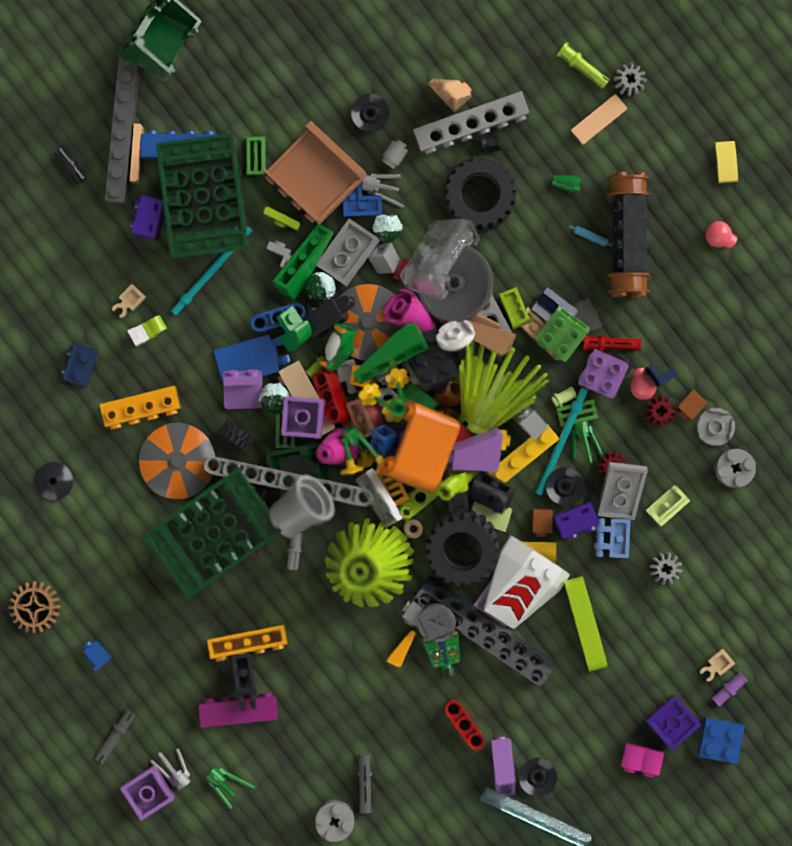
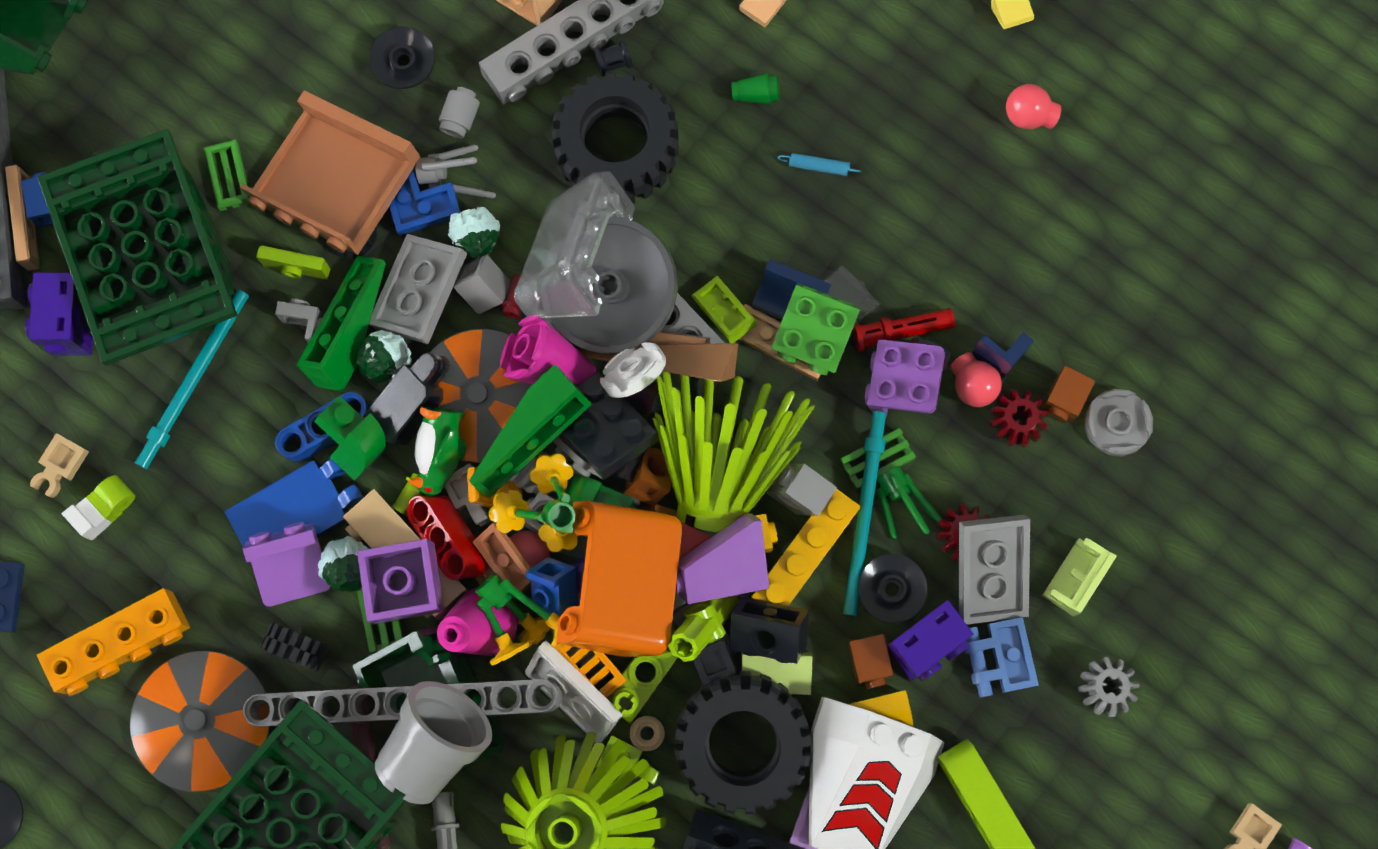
camera: 15 degrees left, 10 degrees down
(563, 397) = (847, 437): yellowish green pin -> none
(629, 235) = (884, 140): brick -> none
(745, 465) = (1190, 470): light grey brick -> none

